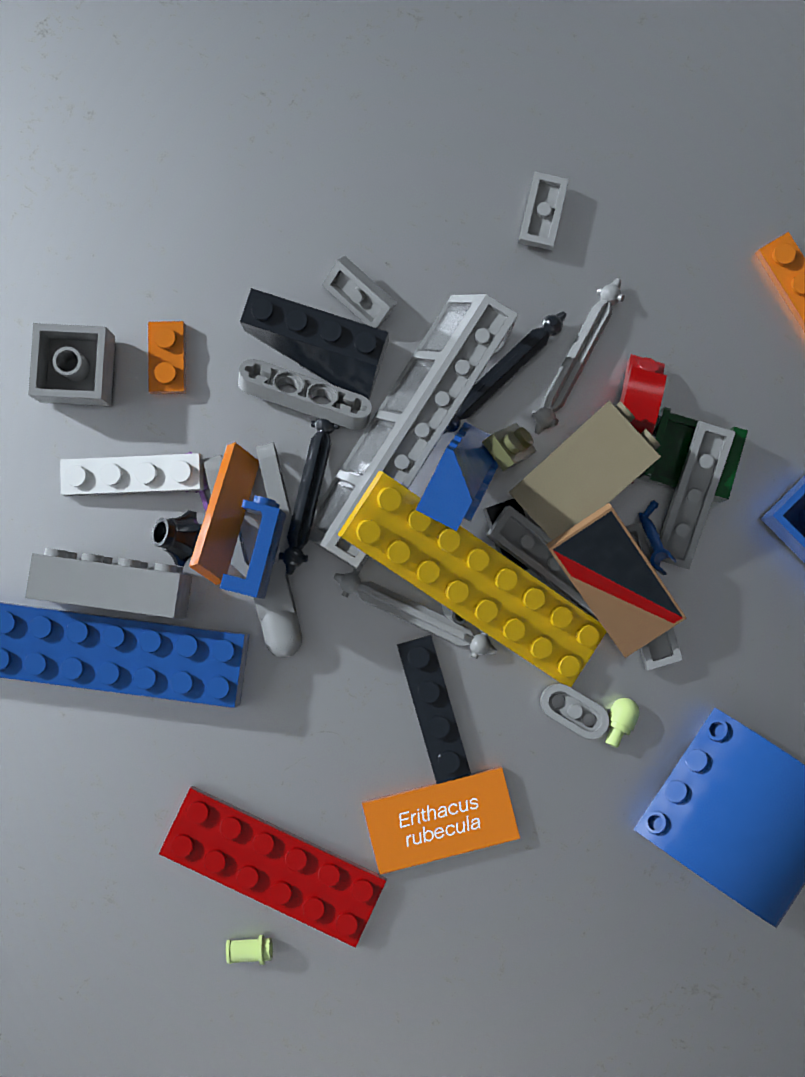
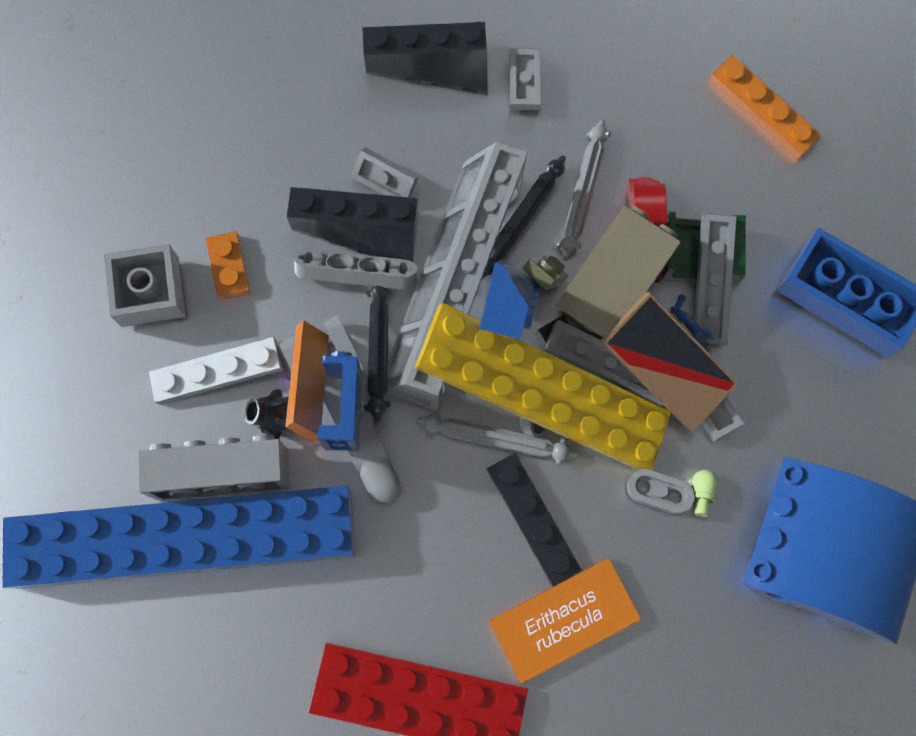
camera: 15 degrees left, 10 degrees down
(442, 157) = (429, 53): none -> black wedge

